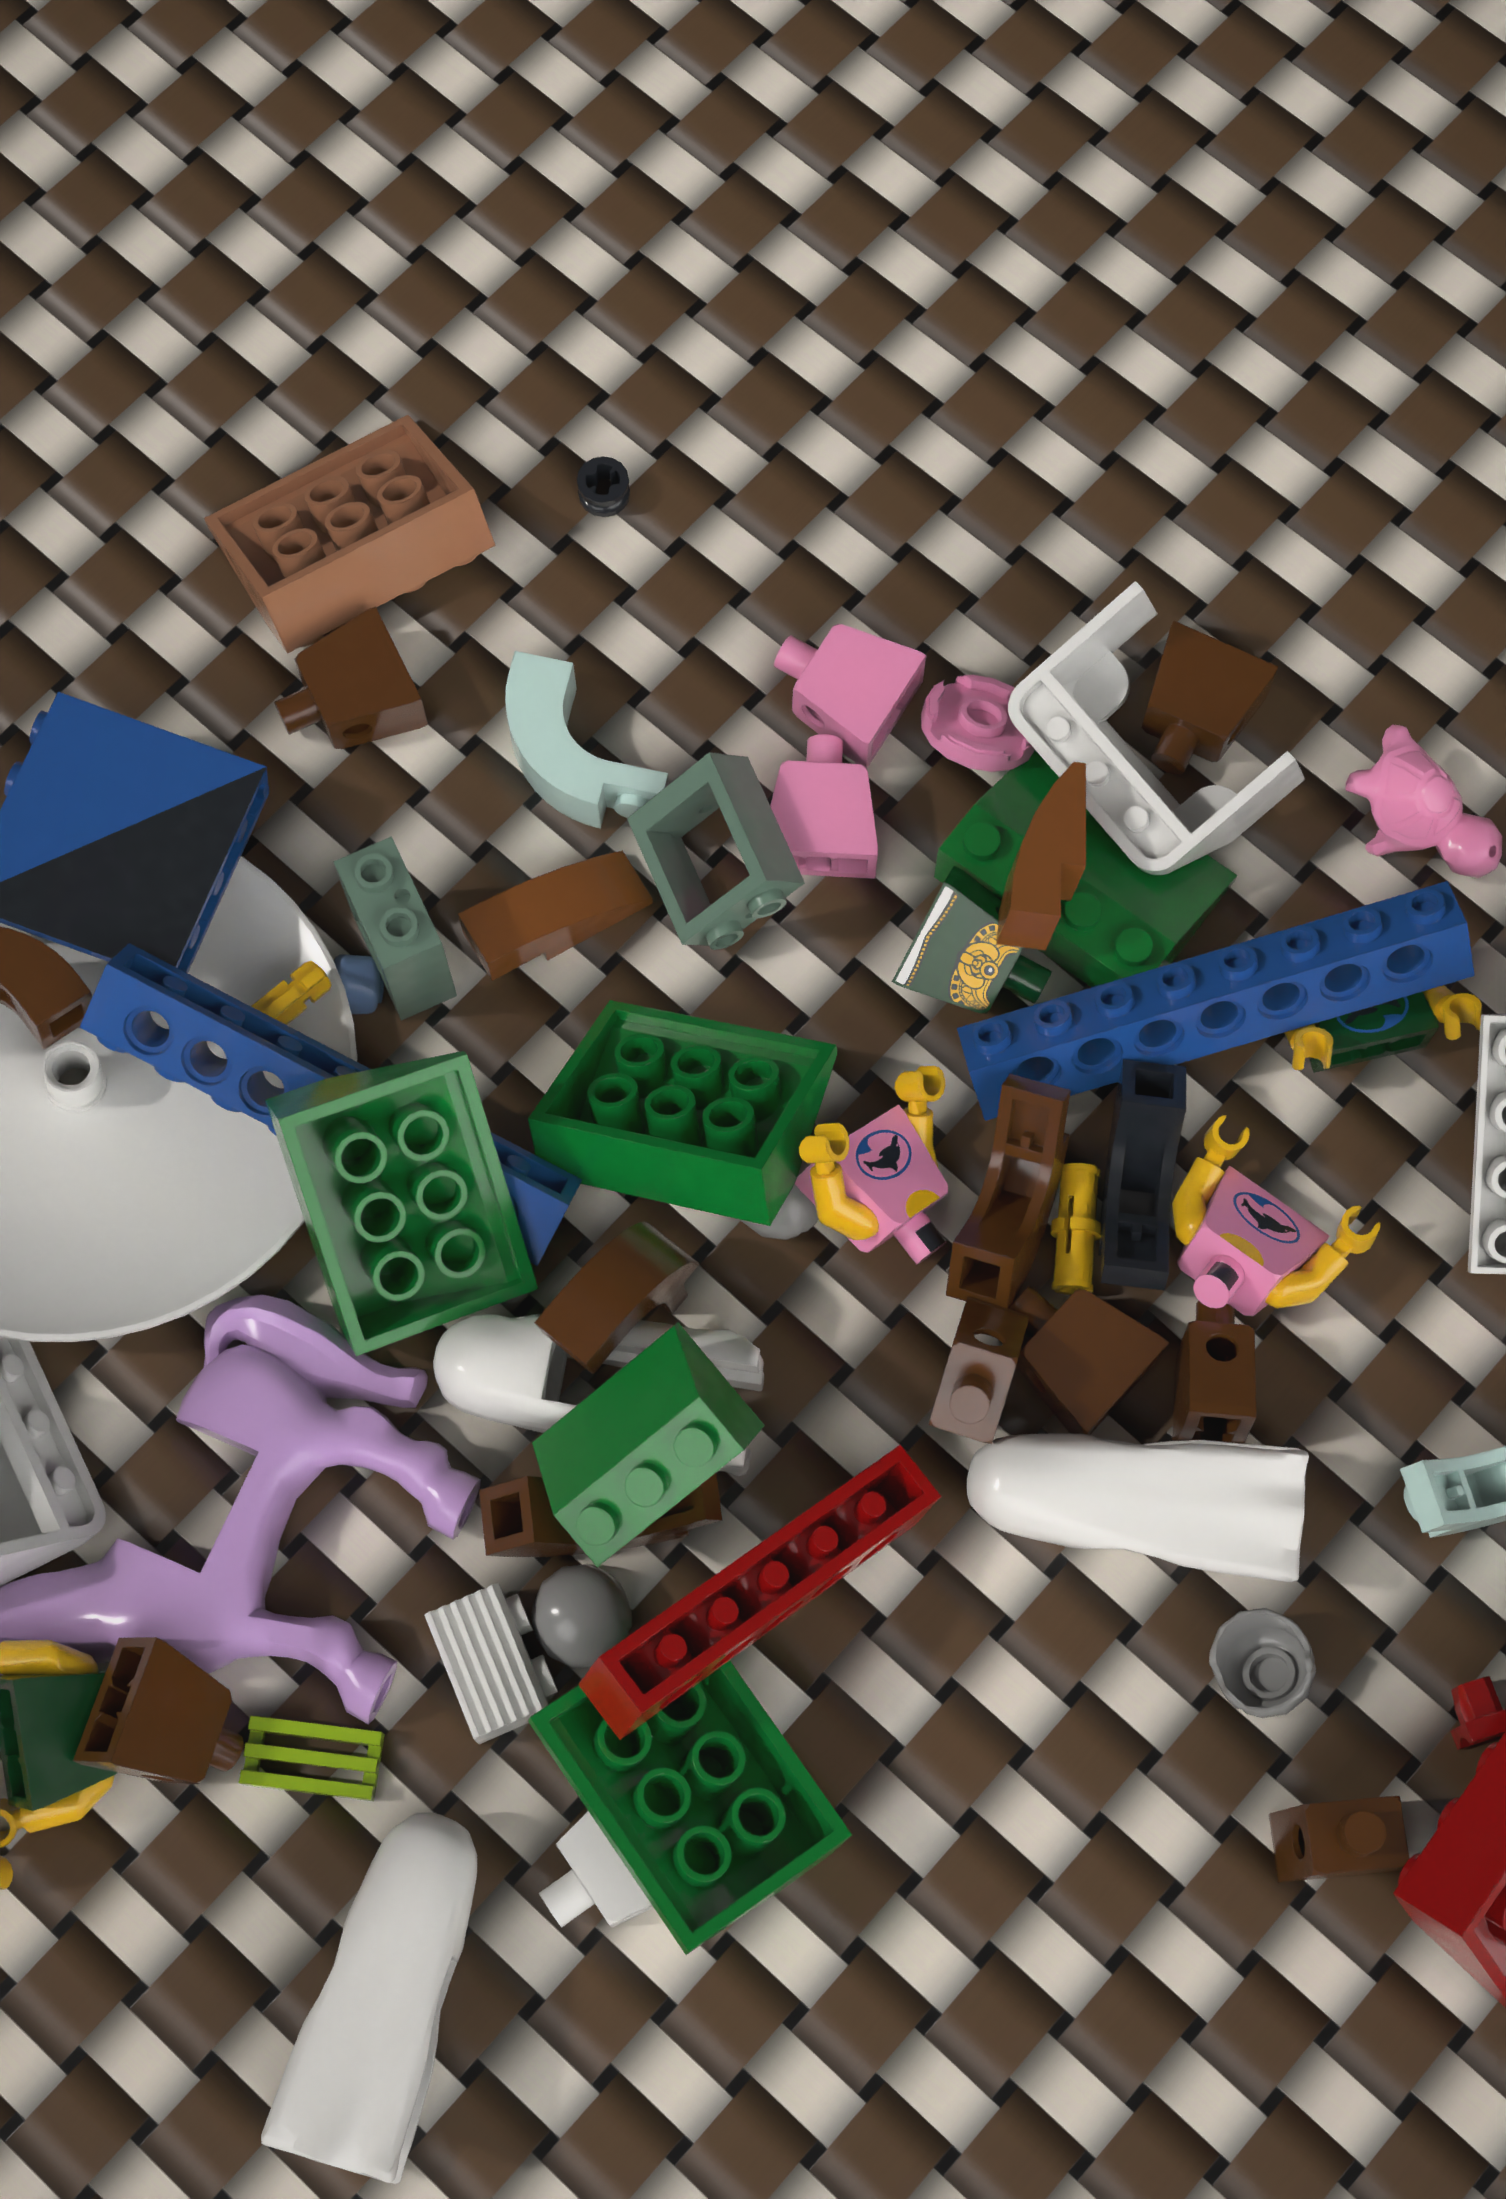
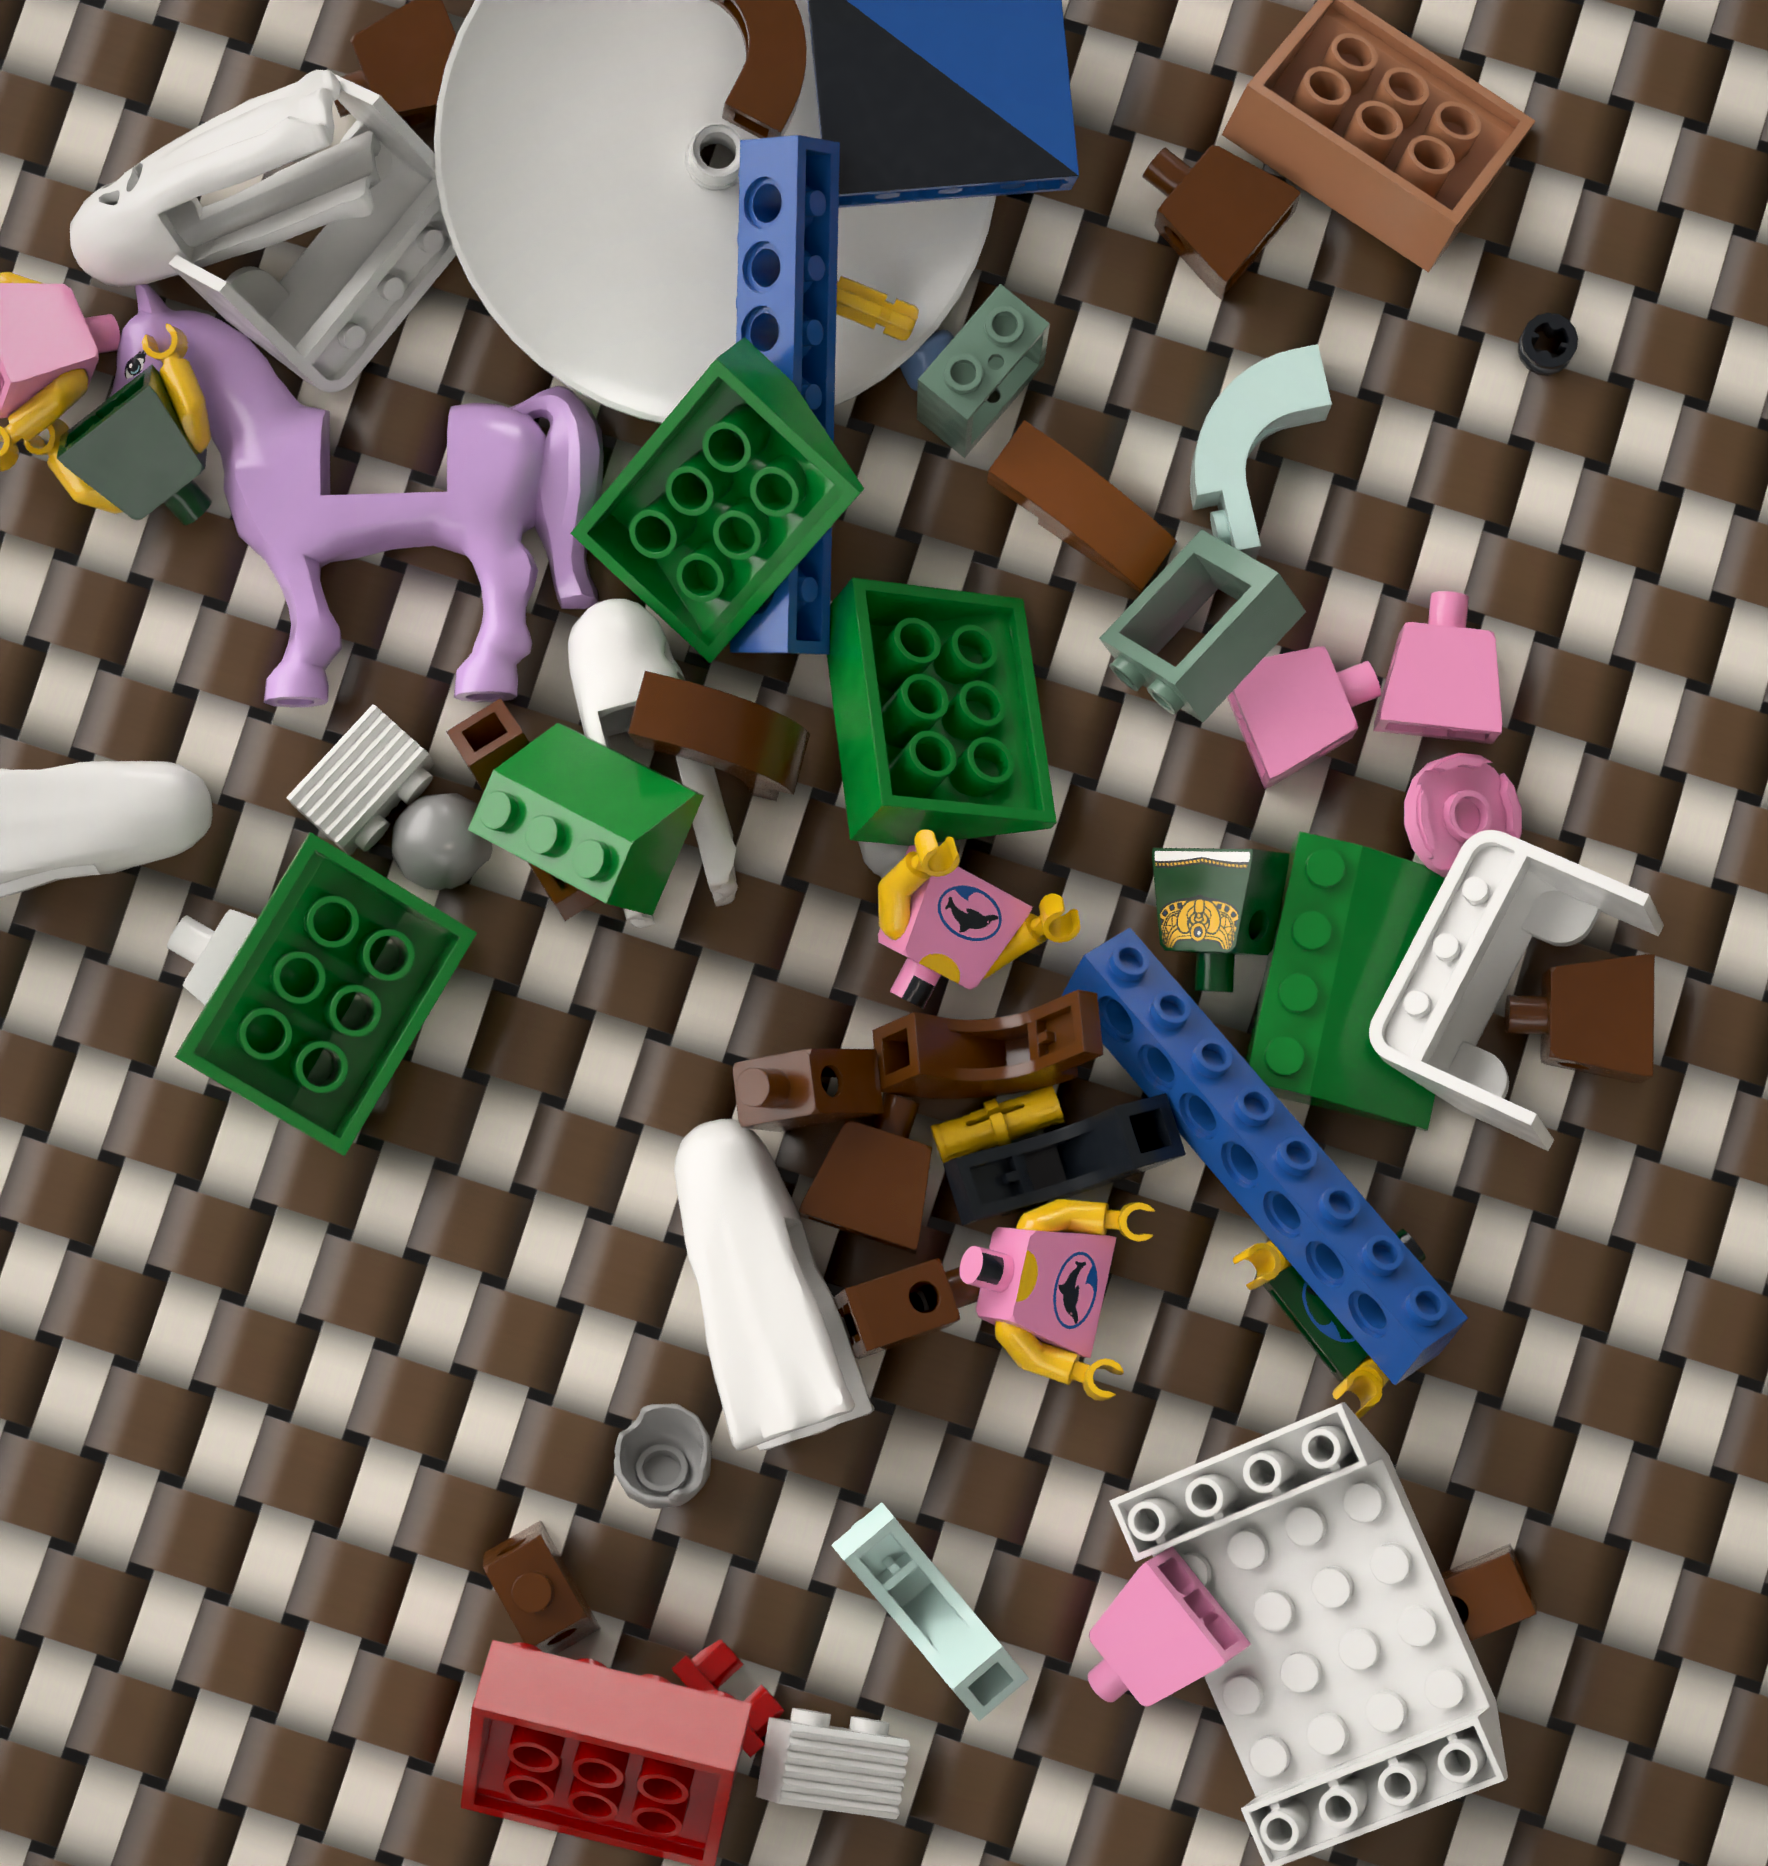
camera: 65 degrees right, 10 degrees up
(158, 1717) = (181, 523): reddish brown torso -> none
(256, 1750) = (201, 620): lime tile -> none
(757, 1592) = (514, 981): red brick -> none
(1046, 865) = (1318, 934): dark orange slope -> none
(1422, 808) = (1575, 1274): bright pink animal -> none

